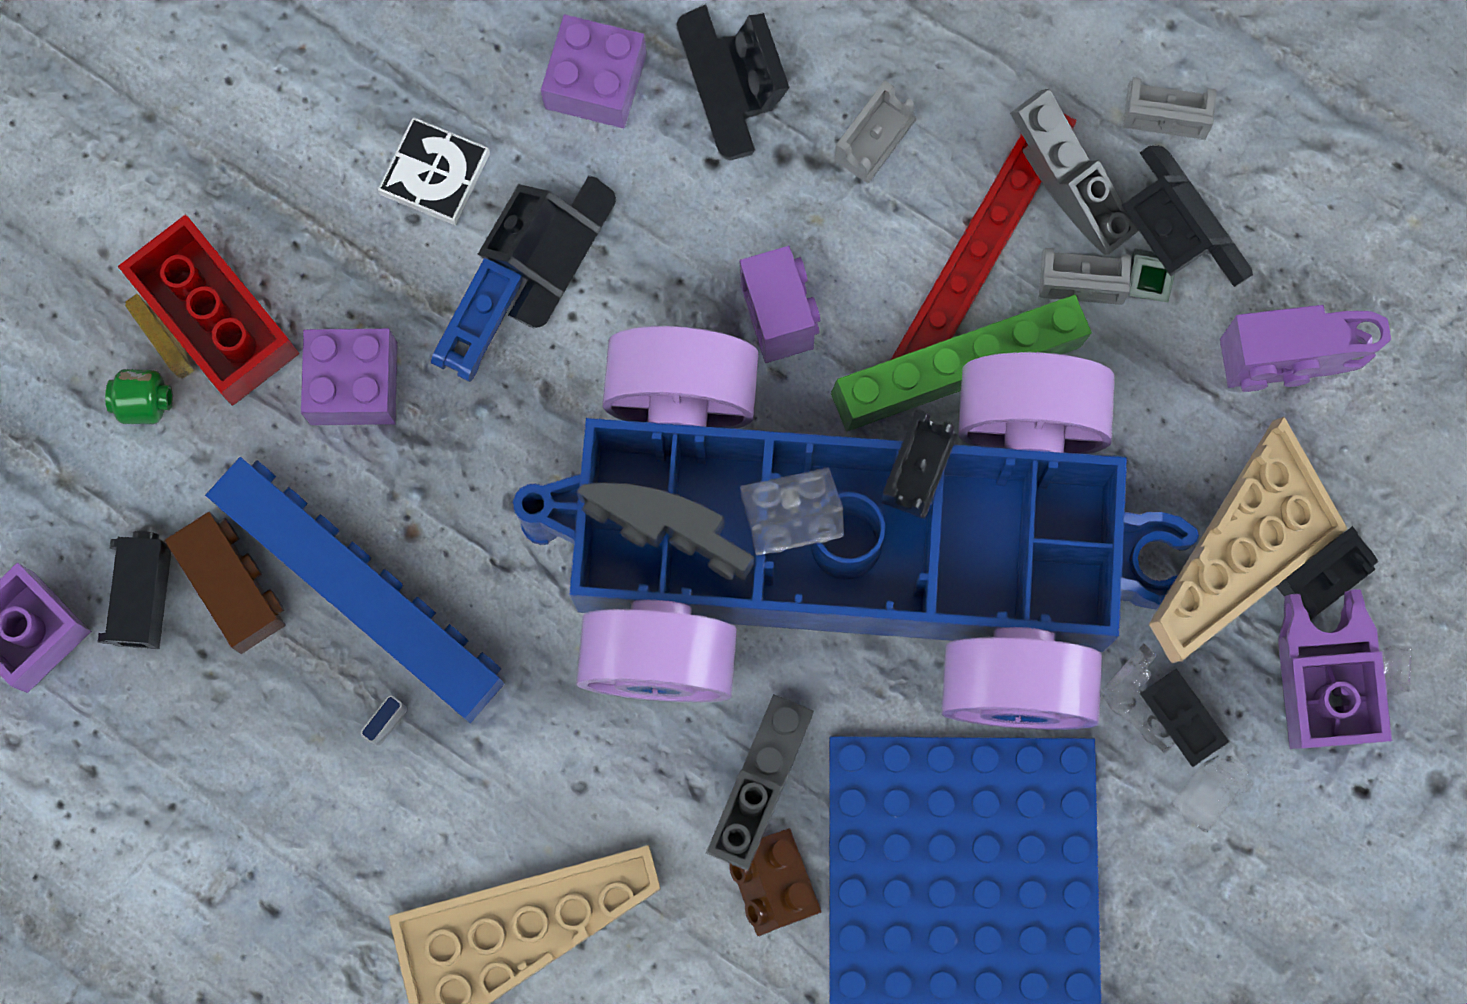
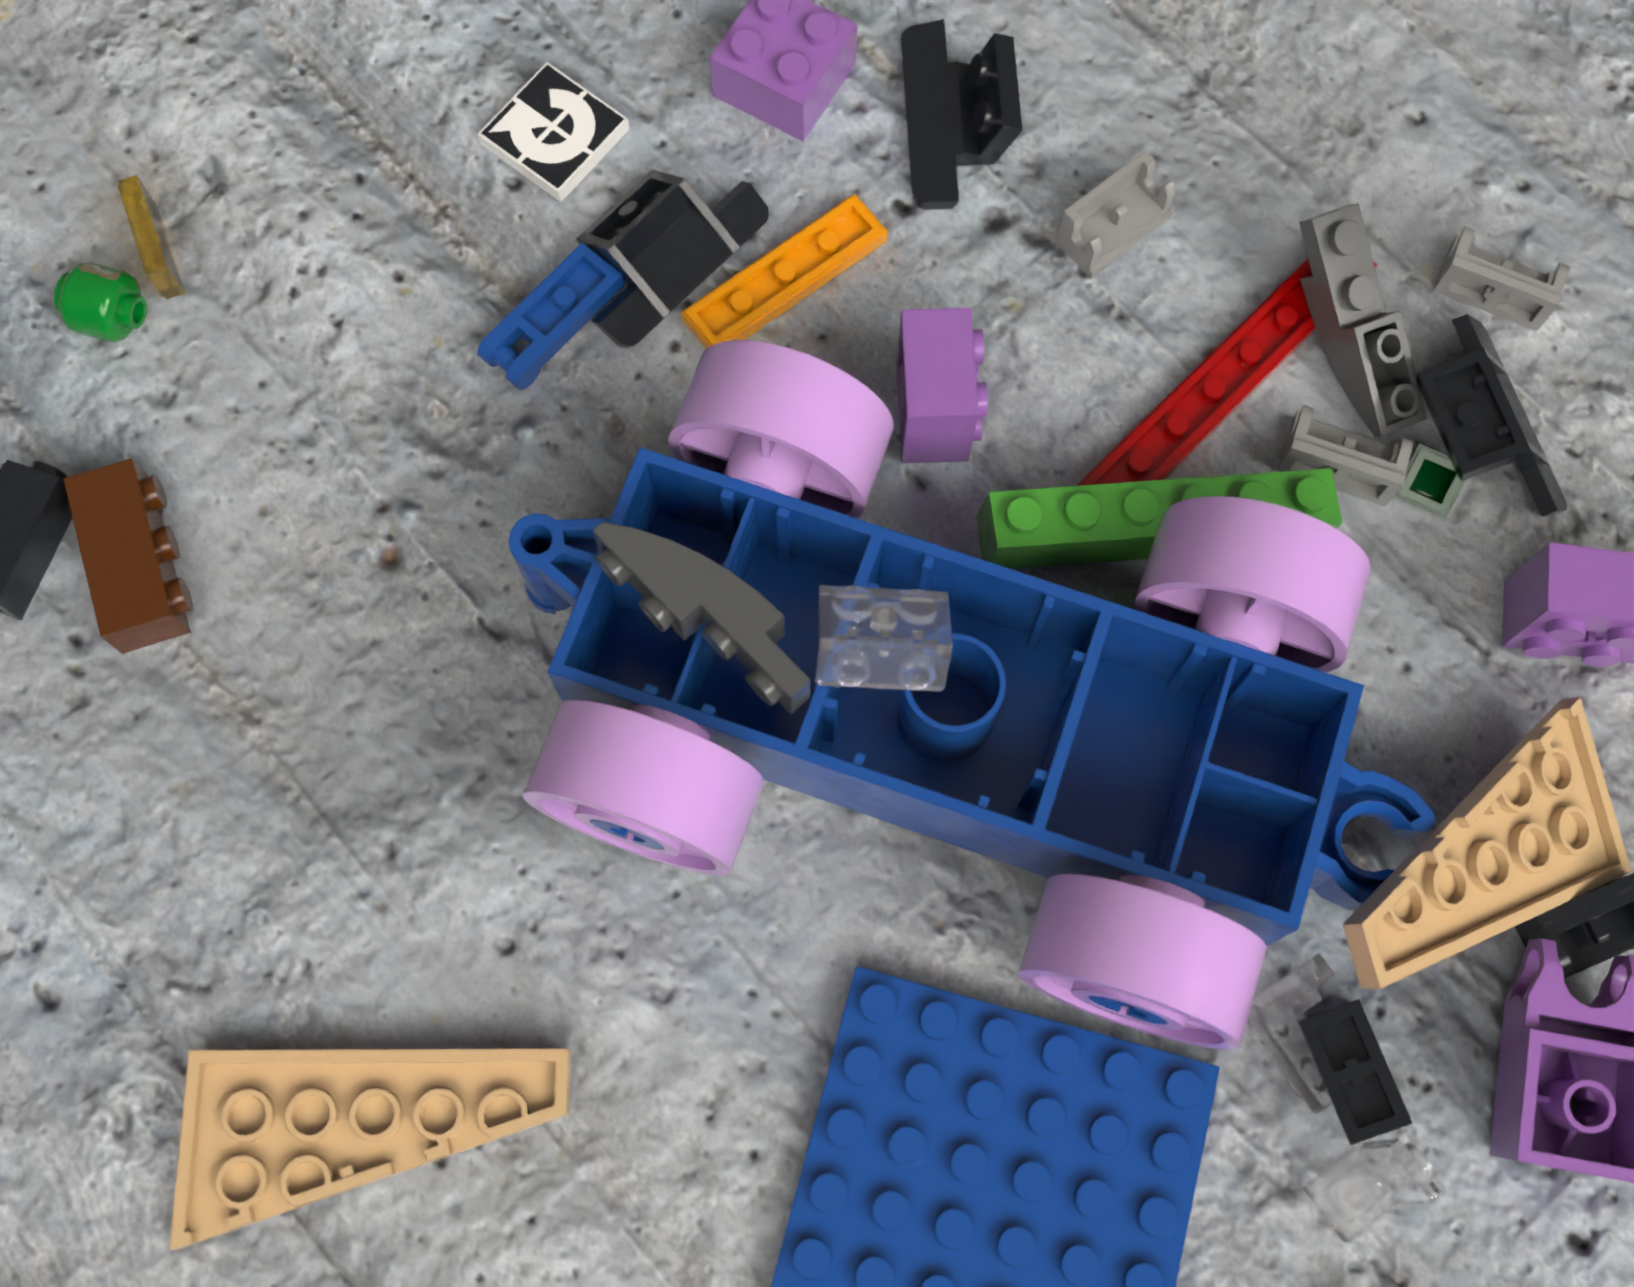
camera: 10 degrees right, 5 degrees down
(208, 310) = (218, 219): red brick -> none
(349, 377) = (367, 342): medium lavender brick -> none
(356, 589) = (292, 612): blue brick -> none
(383, 720) = (270, 786): piece -> none
(640, 241) = (786, 274): none -> light orange tile
(760, 782) = (741, 1006): dark grey slope -> none
(776, 885) = (724, 1148): reddish brown bracket -> none
(919, 465) = (1073, 619): black hinge -> none

